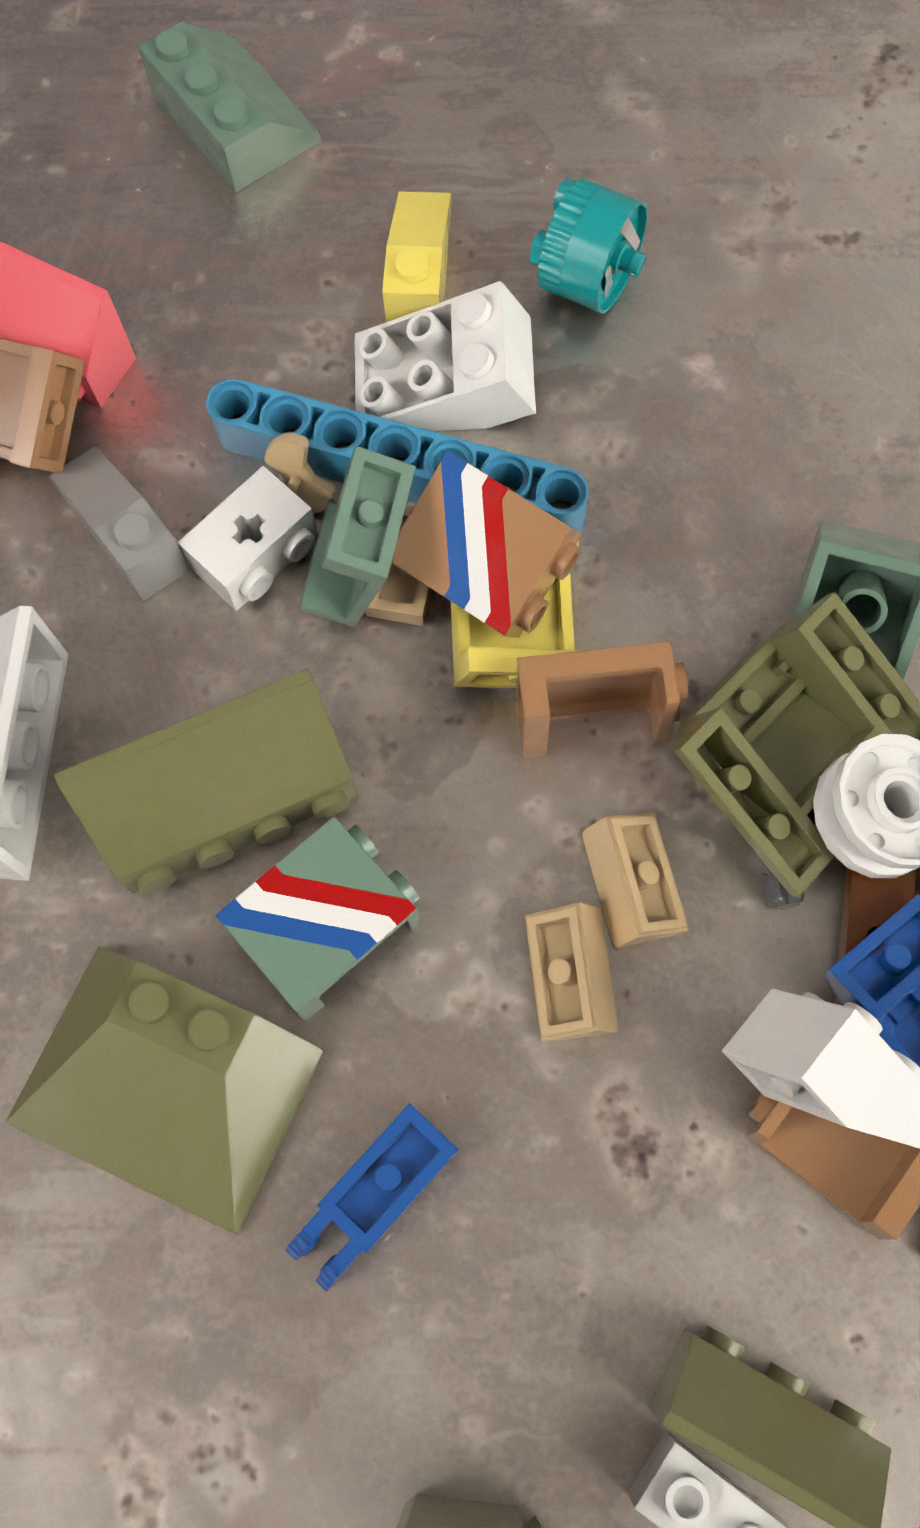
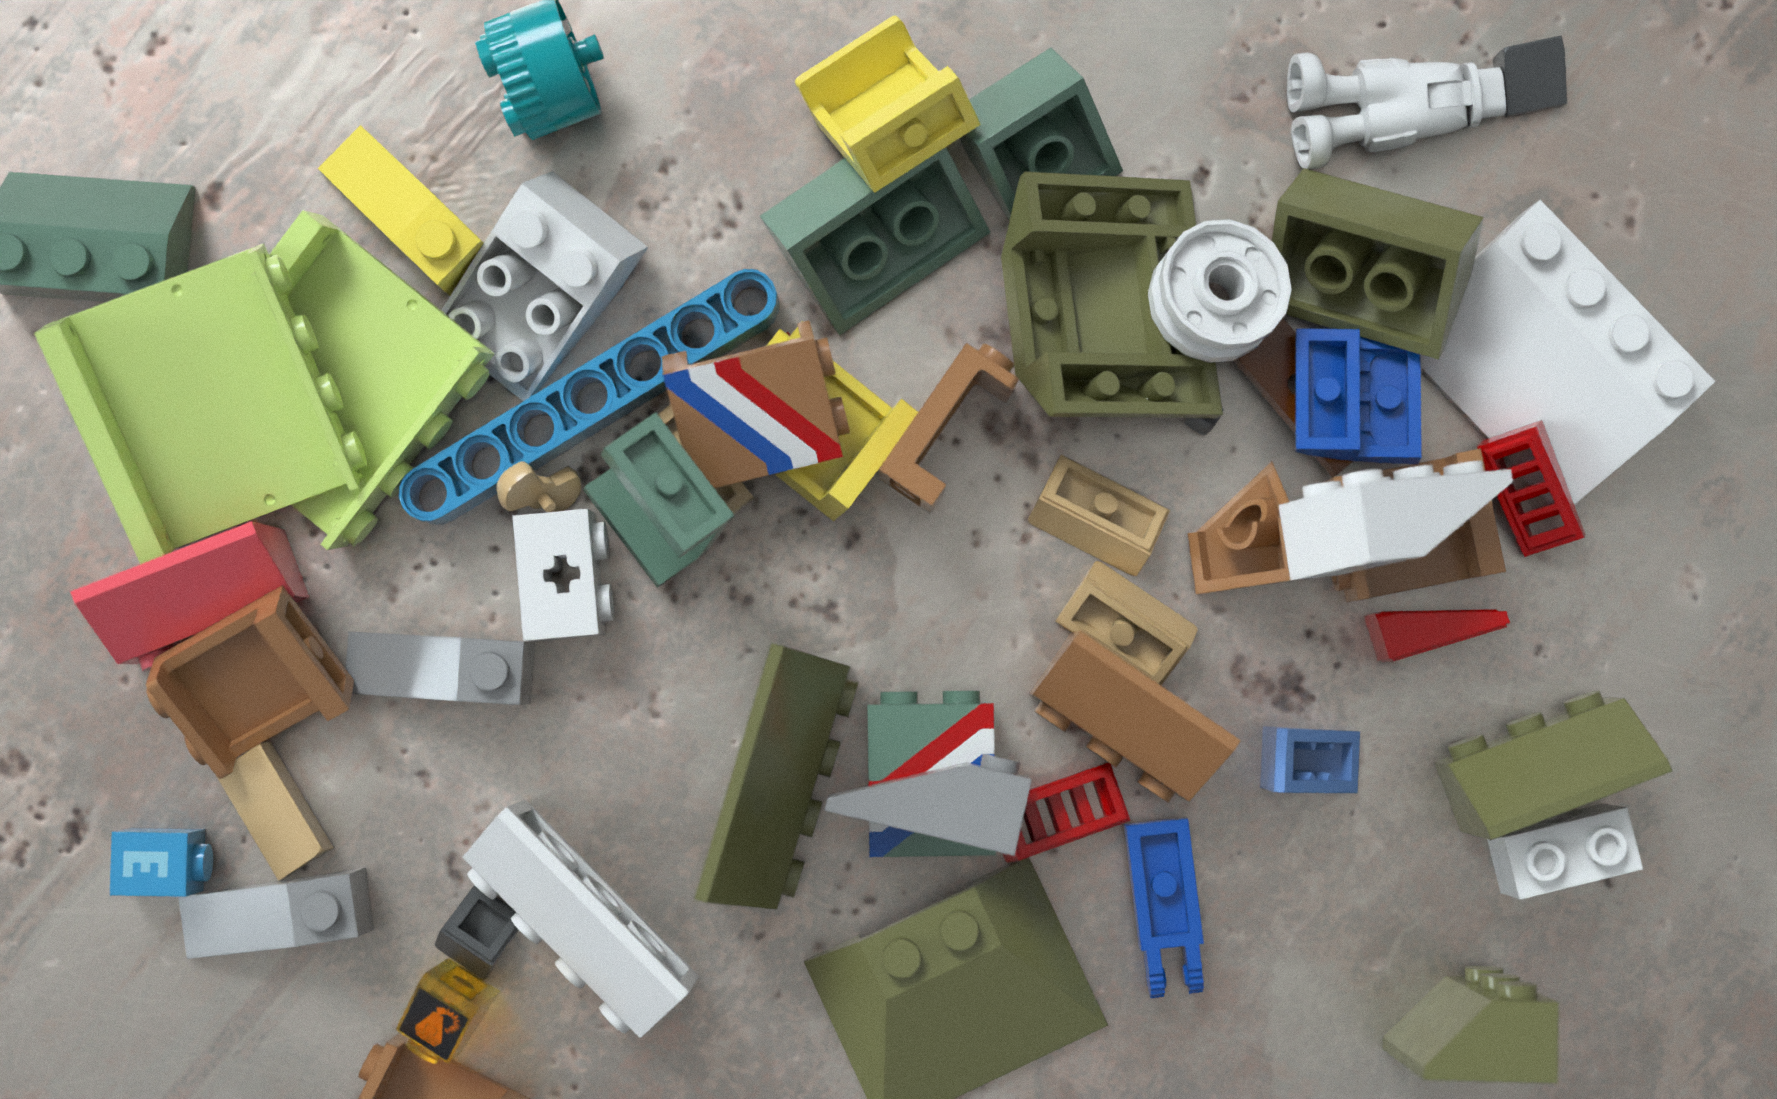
camera: 55 degrees left, 15 degrees up
(172, 215) = (202, 401): none -> yellowish green panel
(261, 288) = (391, 358): none -> yellowish green panel
(308, 934) = (954, 803): none -> light grey slope
(368, 1009) = (1109, 799): none -> red slope
(498, 1027) = (1131, 718): none -> medium nougat slope
(595, 1215) = (1309, 760): none -> medium blue slope
(697, 542) = (868, 246): none -> sand green slope
(710, 1006) = (1243, 539): none -> medium nougat slope
(778, 1212) = (1409, 633): none -> red slope
(788, 465) = (886, 103): none -> light yellow panel

